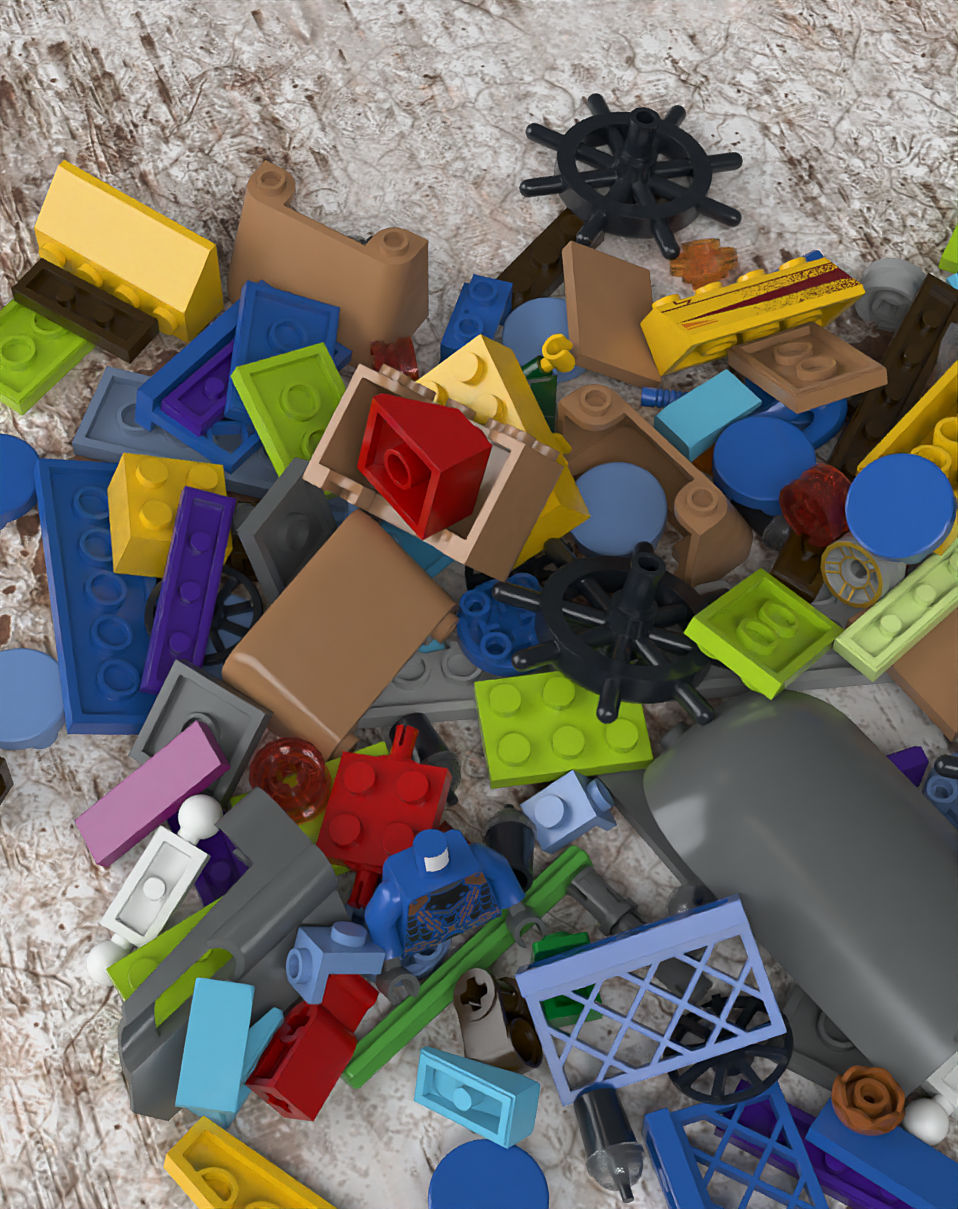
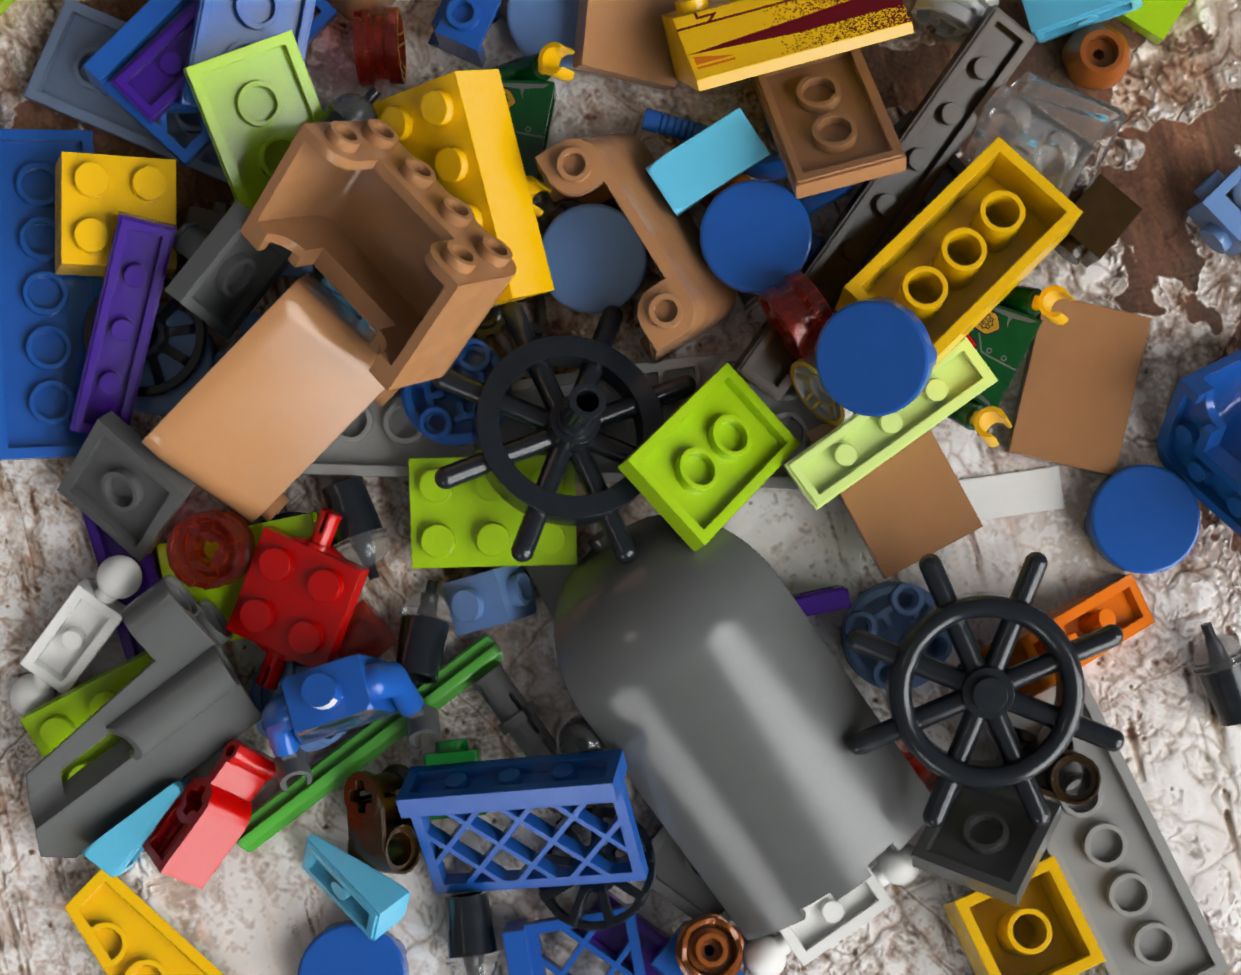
camera: 10 degrees right, 30 degrees up
(152, 794) = (76, 540): tile -> none
(215, 1046) = (110, 825): medium azure slope -> none
(327, 951) = (227, 749): medium blue bracket -> none
(423, 461) = (363, 258): red slope -> none

